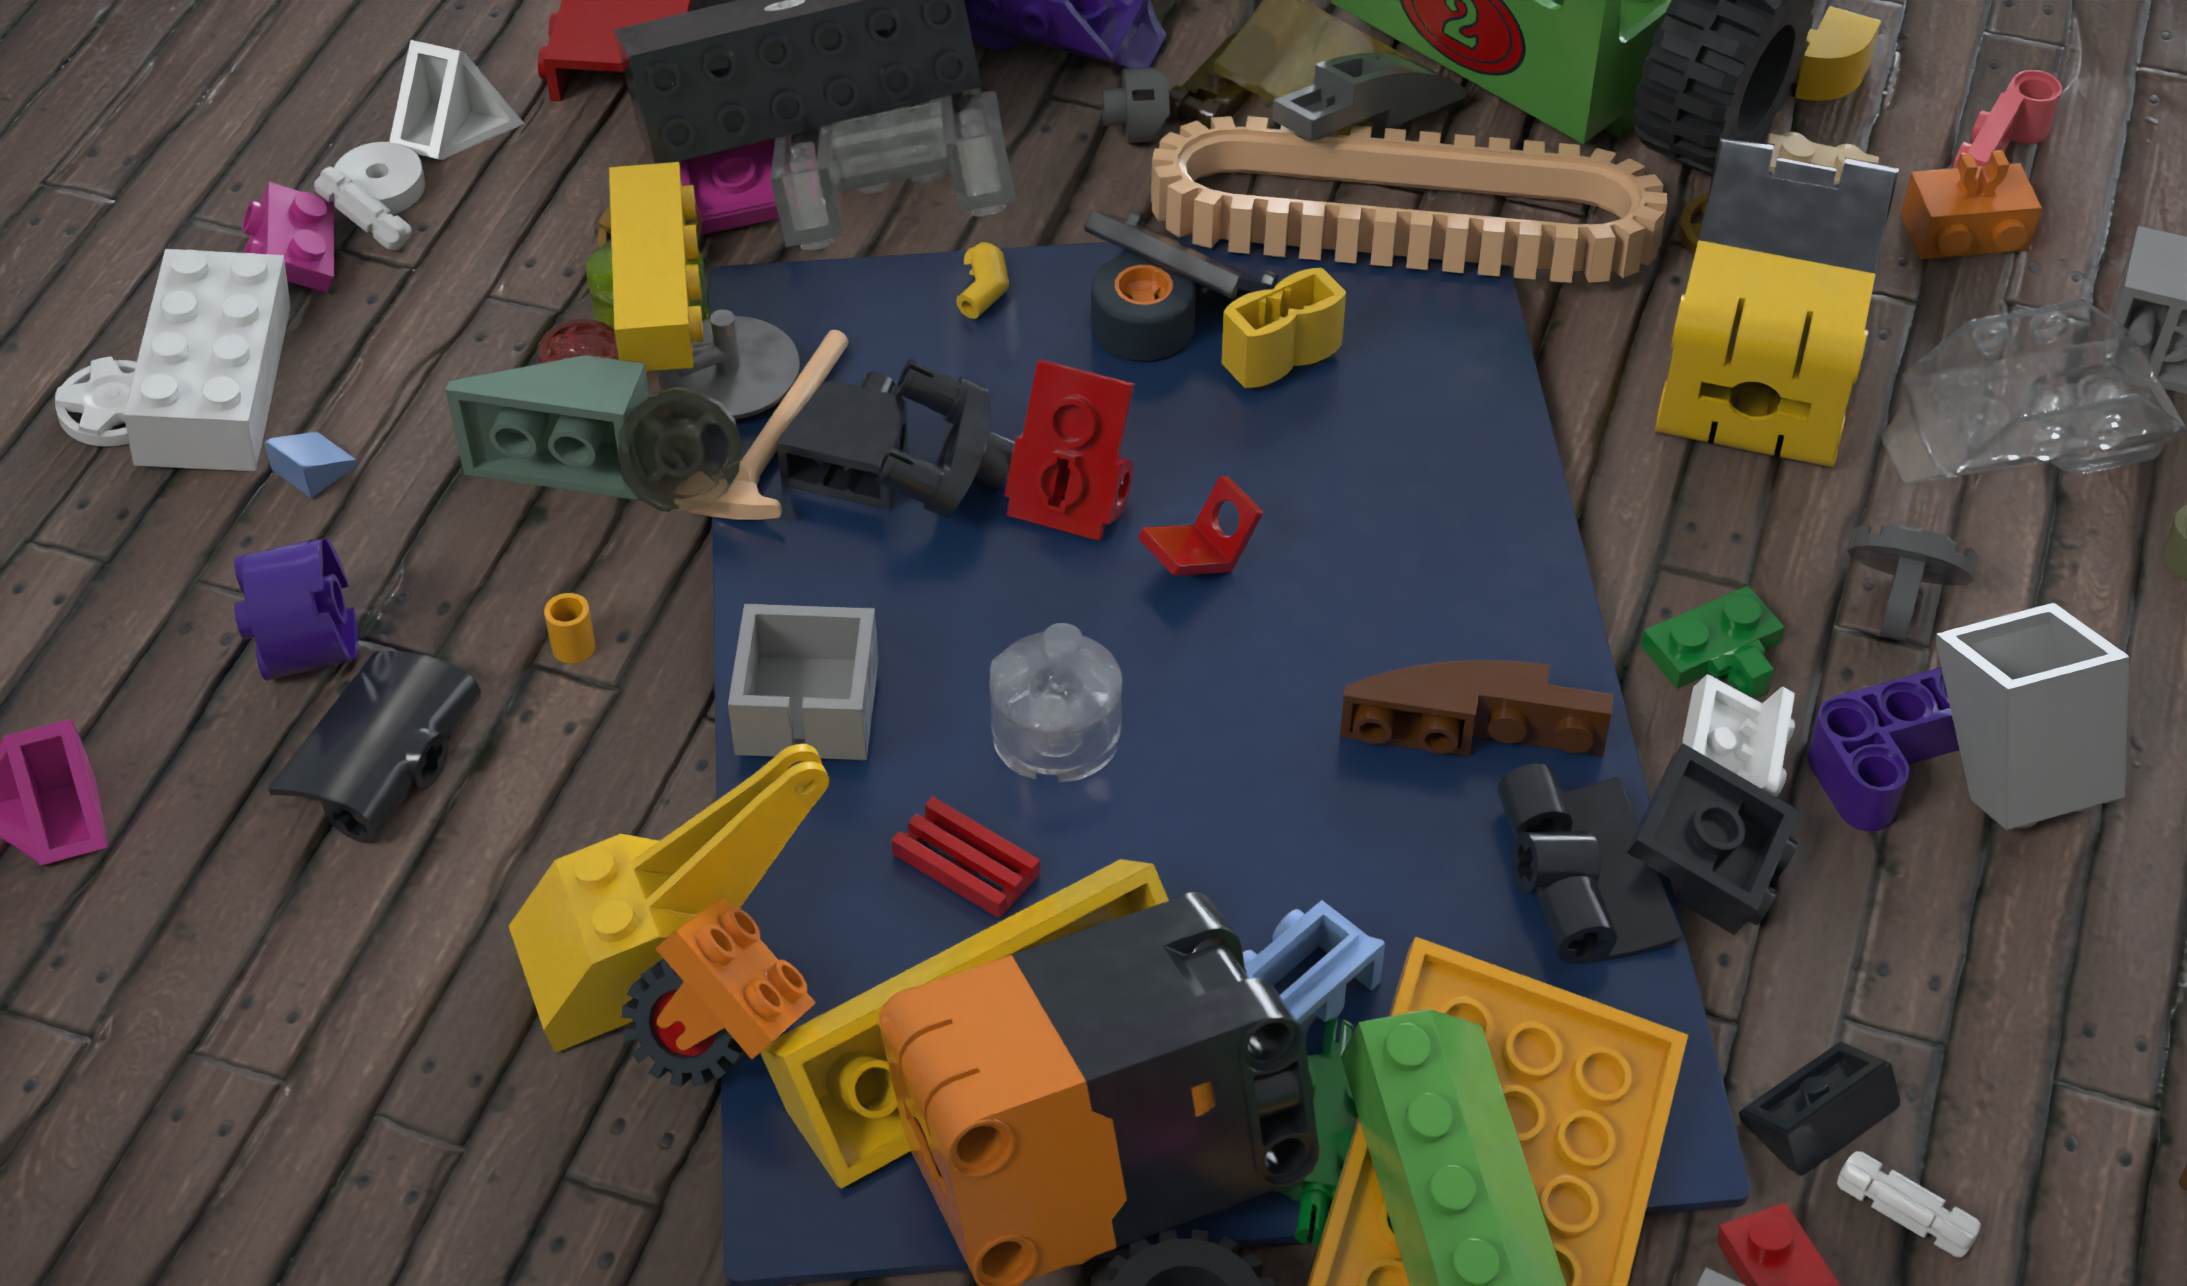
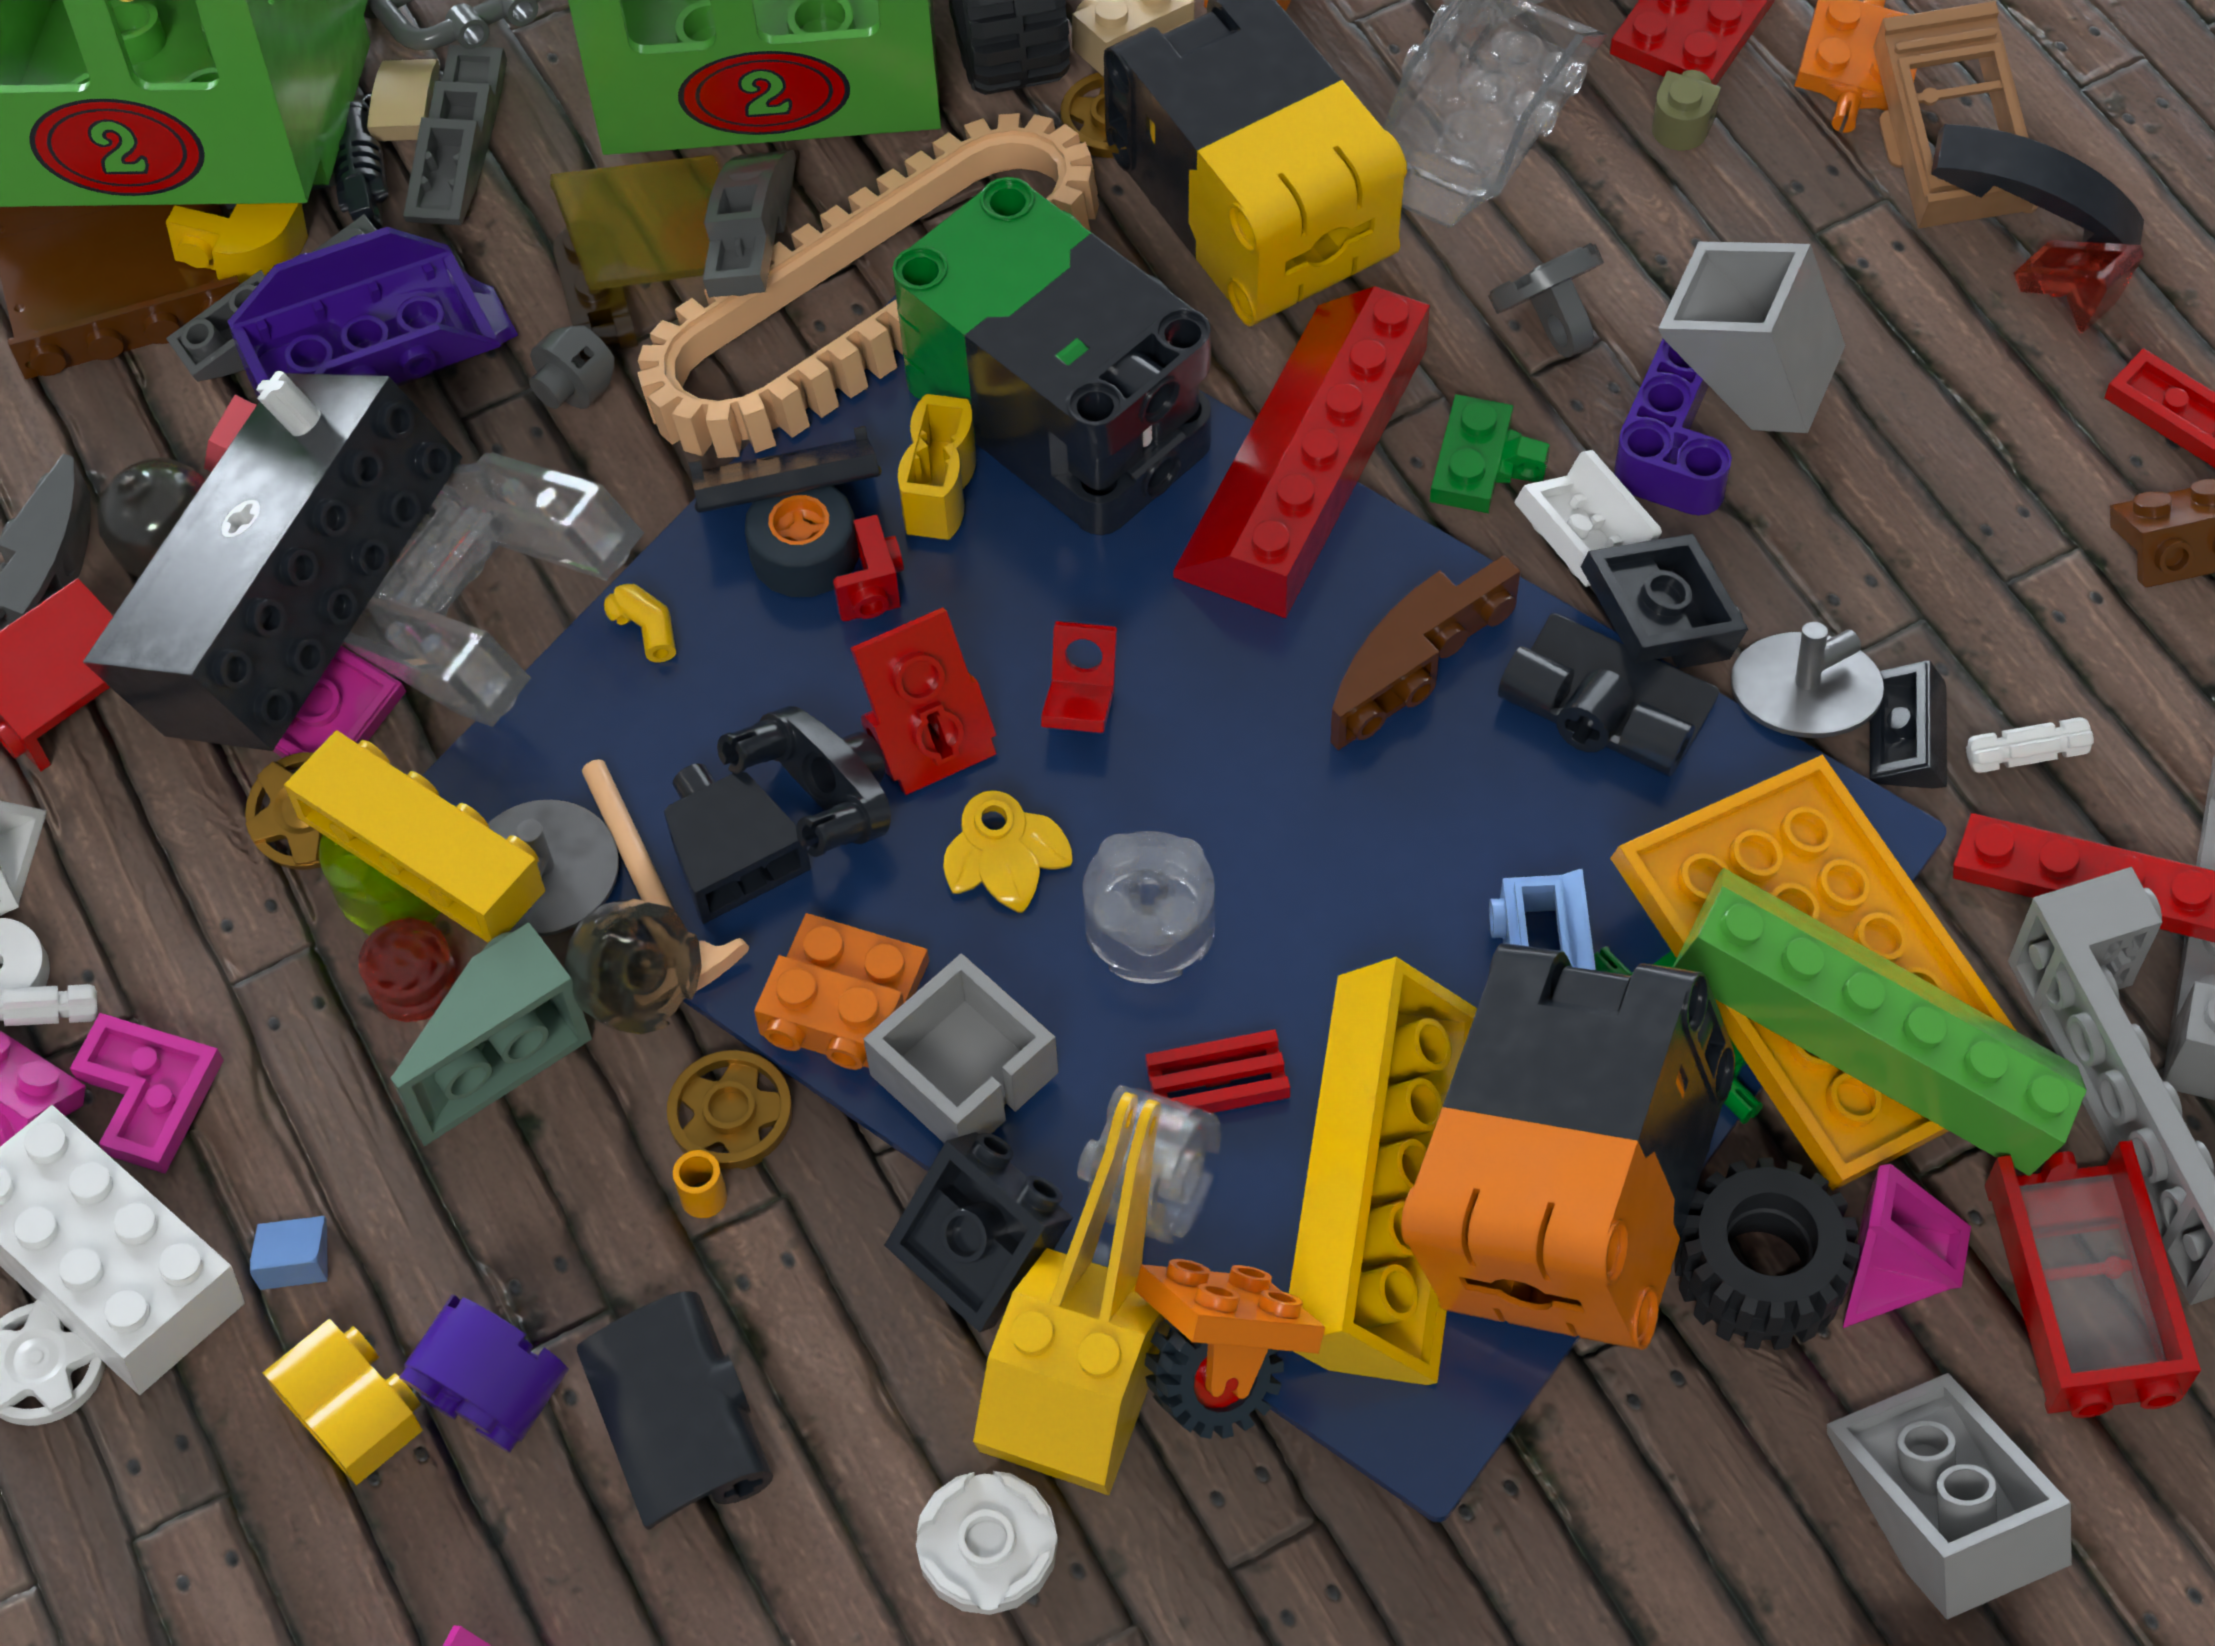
camera: 45 degrees left, 10 degrees up
(199, 569) = (345, 1400): none -> yellow brick
(371, 310) = (160, 1082): none -> dark pink plate
(444, 1003) = (986, 1542): none -> white tile
(652, 612) = (730, 1109): none -> pearl gold wheel
(685, 777) = (977, 1226): none -> black plate
(796, 572) = (836, 989): none -> orange plate
(837, 862) = (1177, 1173): none -> clear brick
(1012, 601) = (1007, 857): none -> yellow plate
(1163, 364) = (874, 588): none -> red bracket
(1442, 310) = (1062, 348): none -> black piece
(1578, 531) = (1307, 450): none -> red slope
(1770, 999) = (1808, 682): none -> flat silver shield

